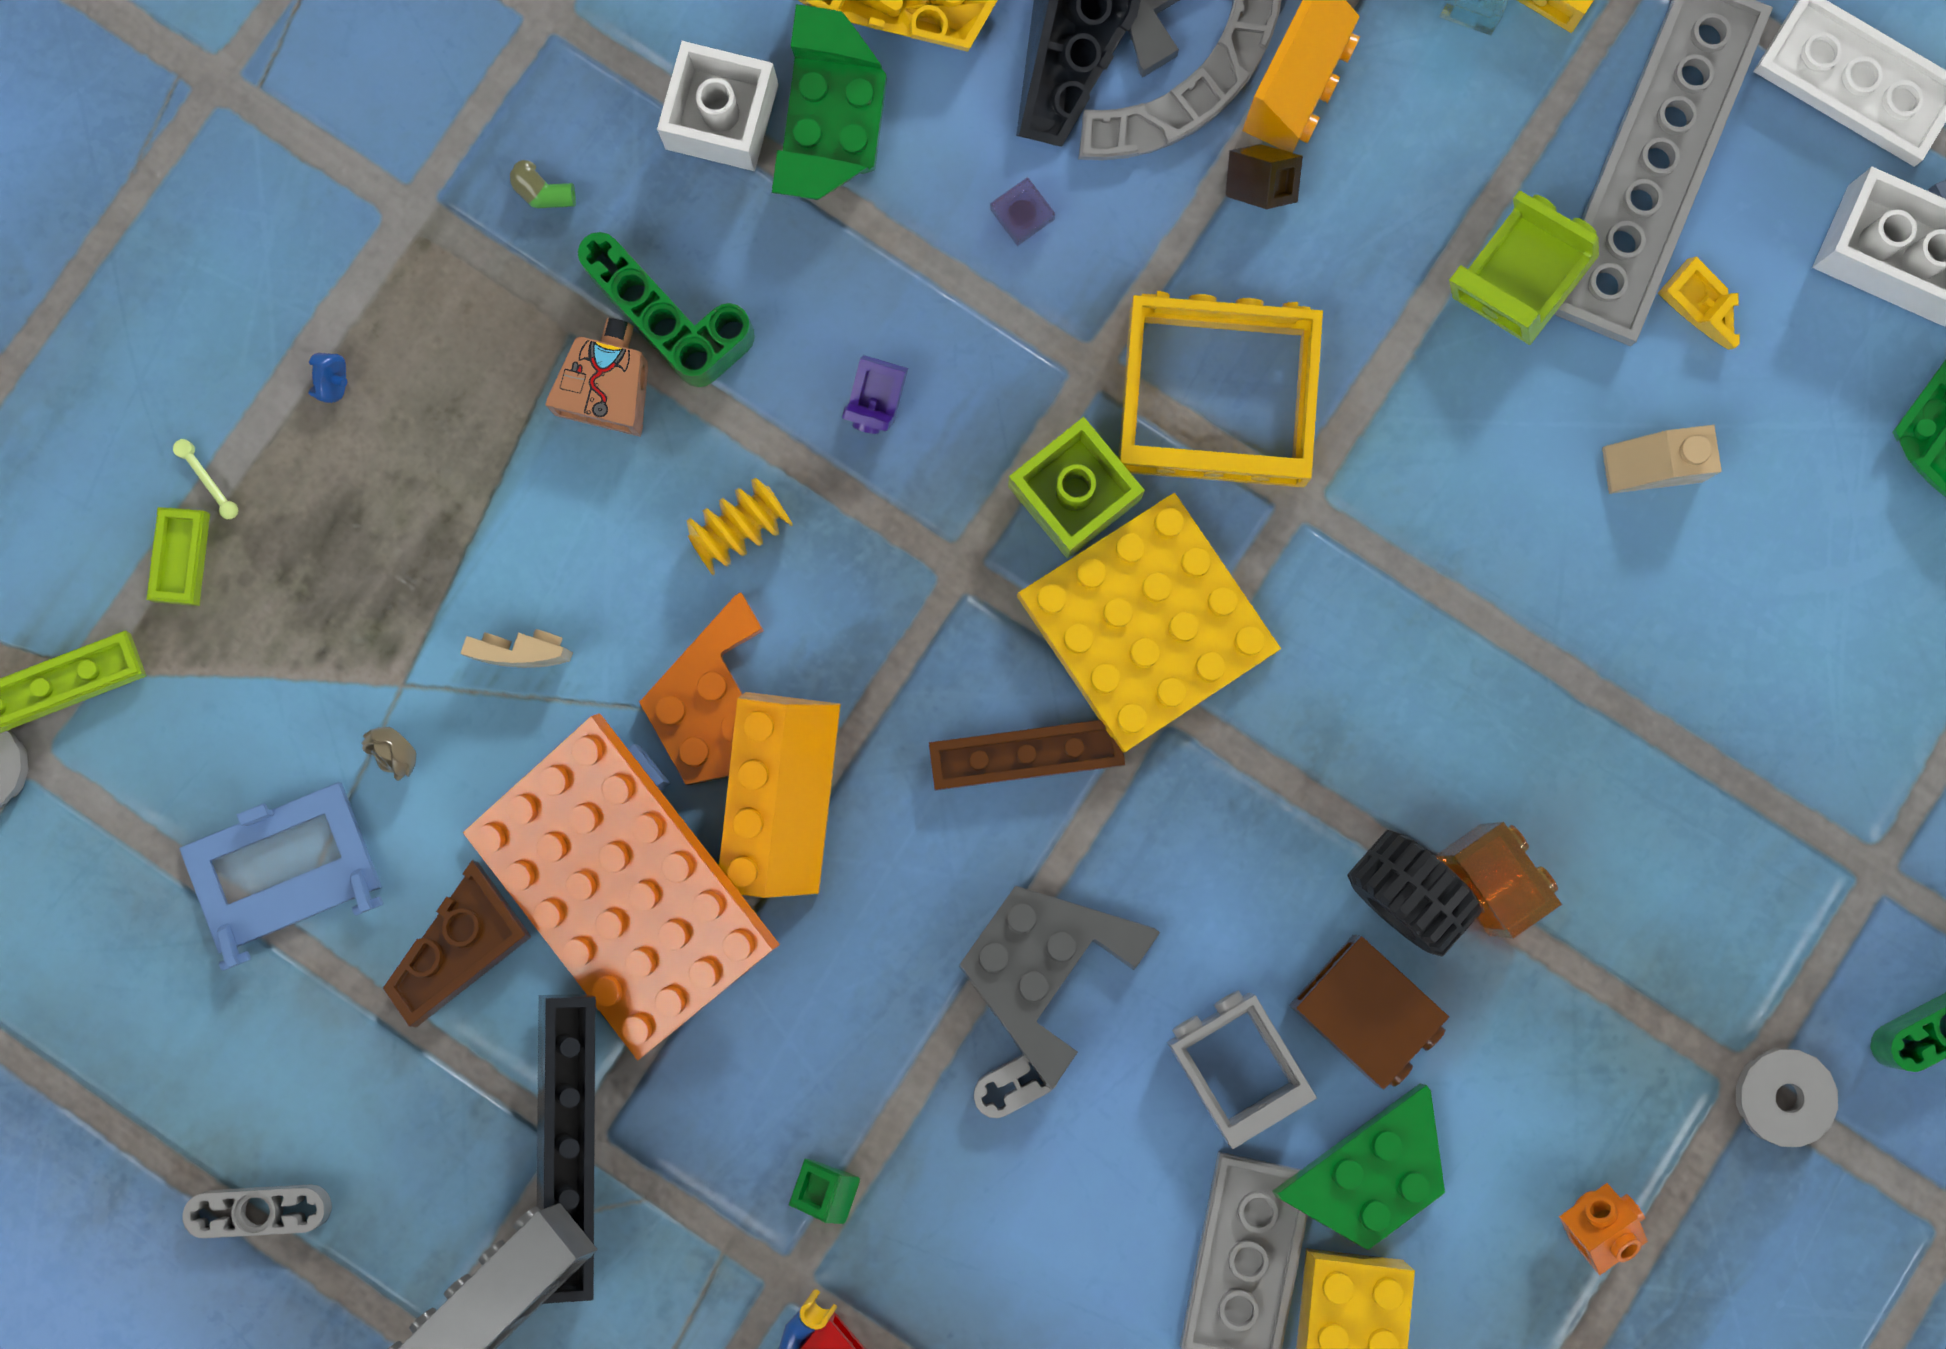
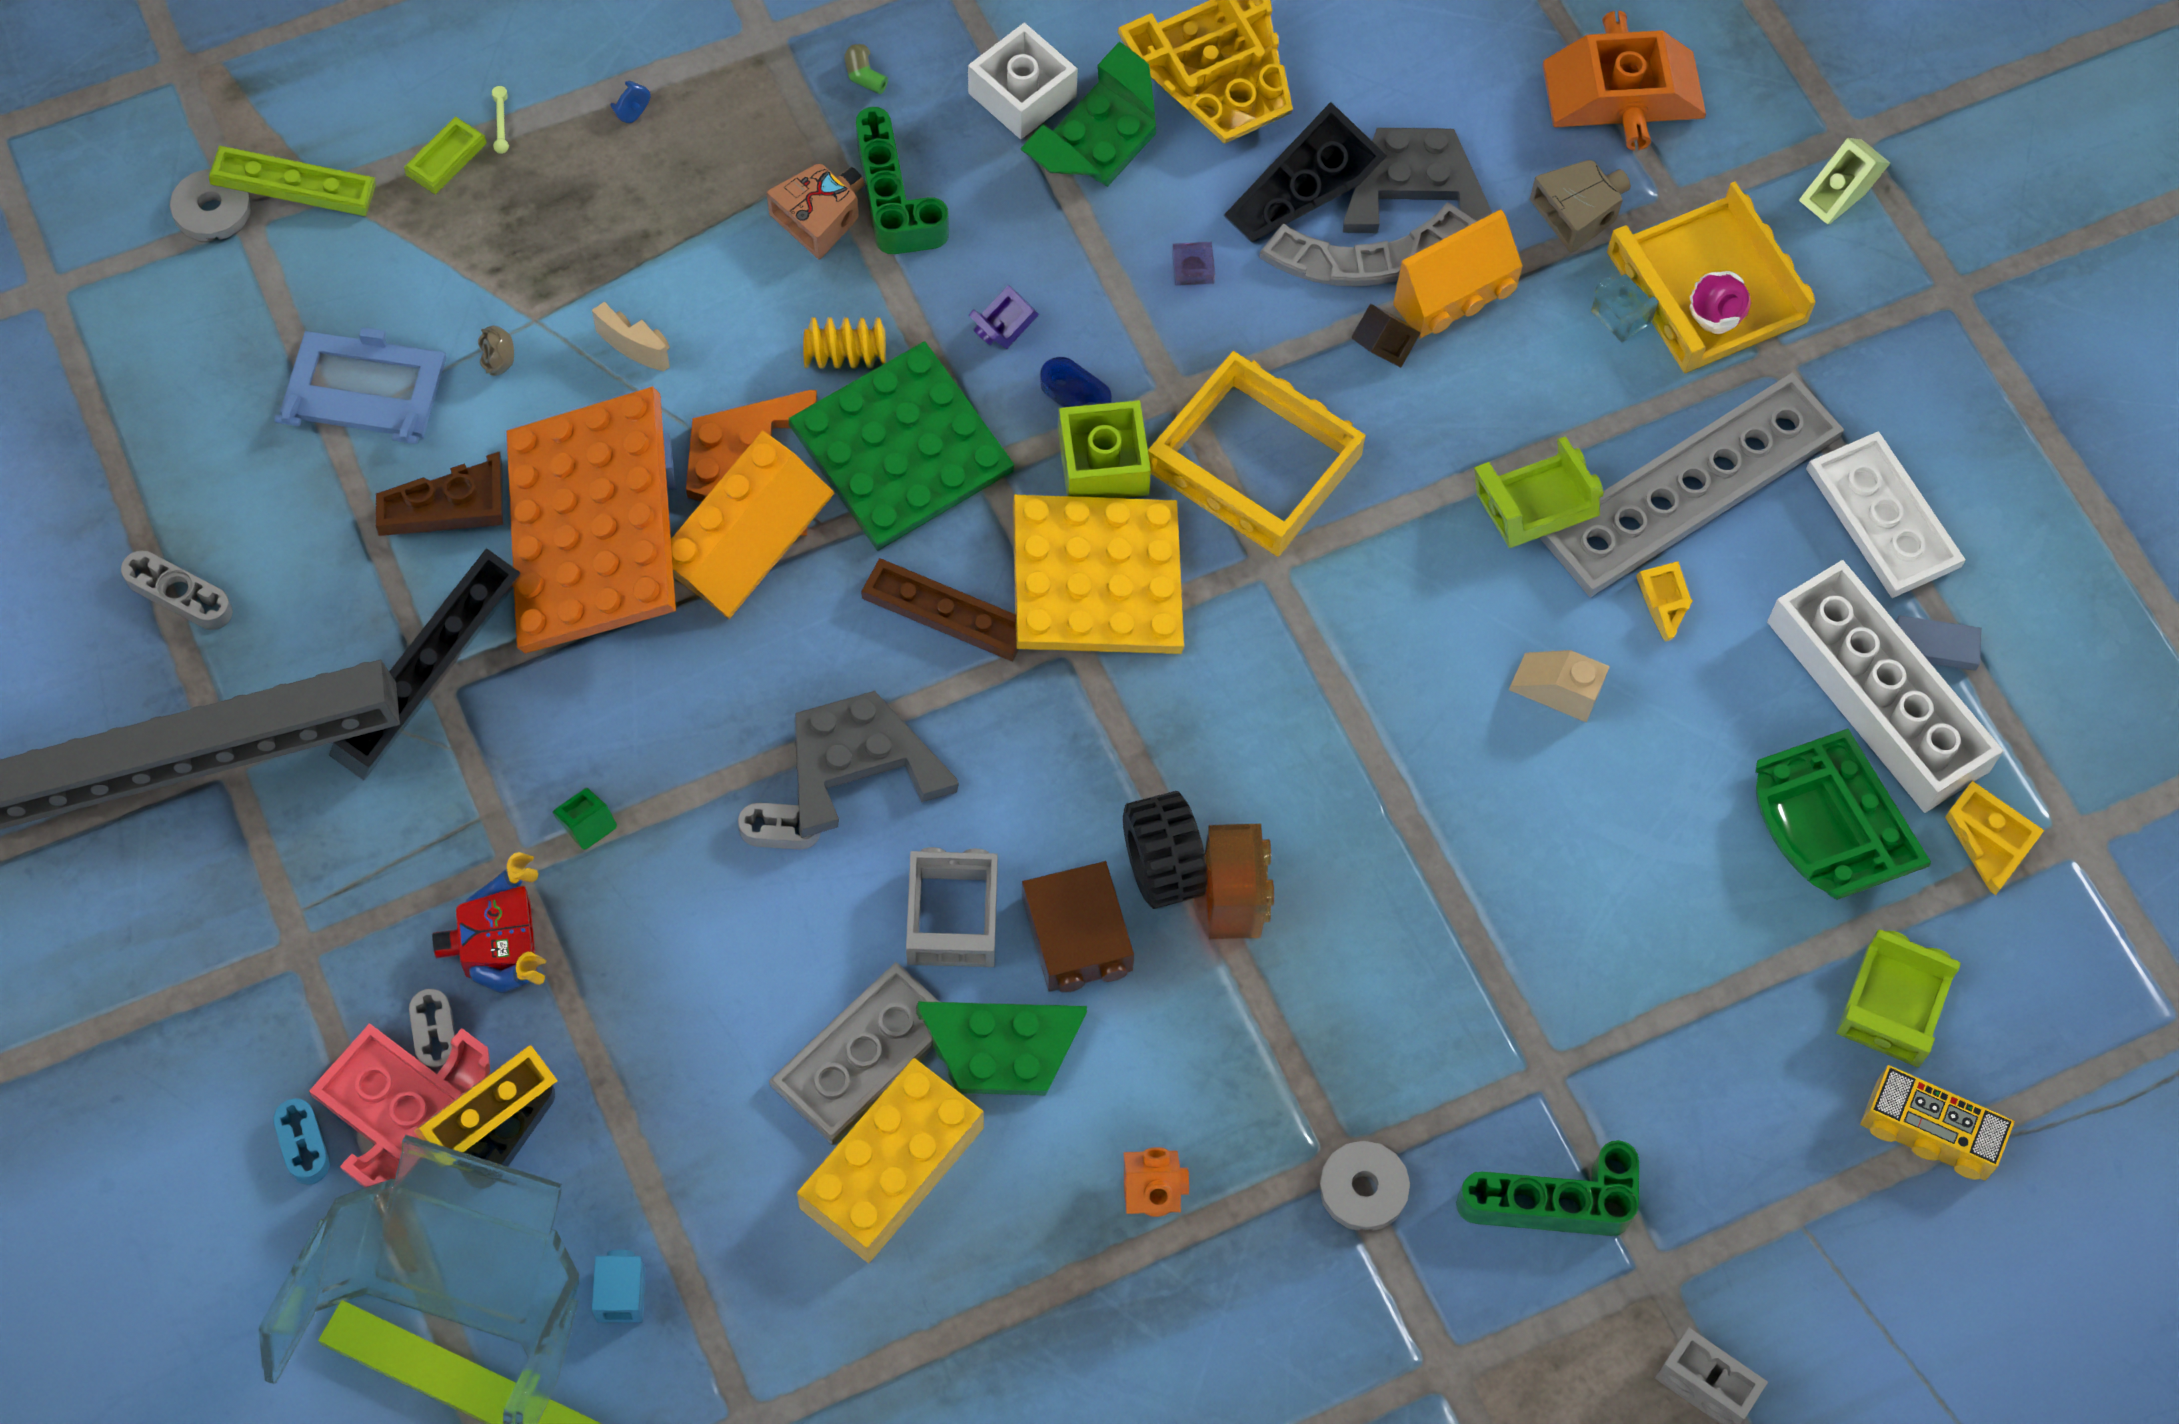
camera: 25 degrees right, 20 degrees down
(865, 600) = (901, 445): none -> green plate
(997, 424) = (1079, 387): none -> clear blue plate

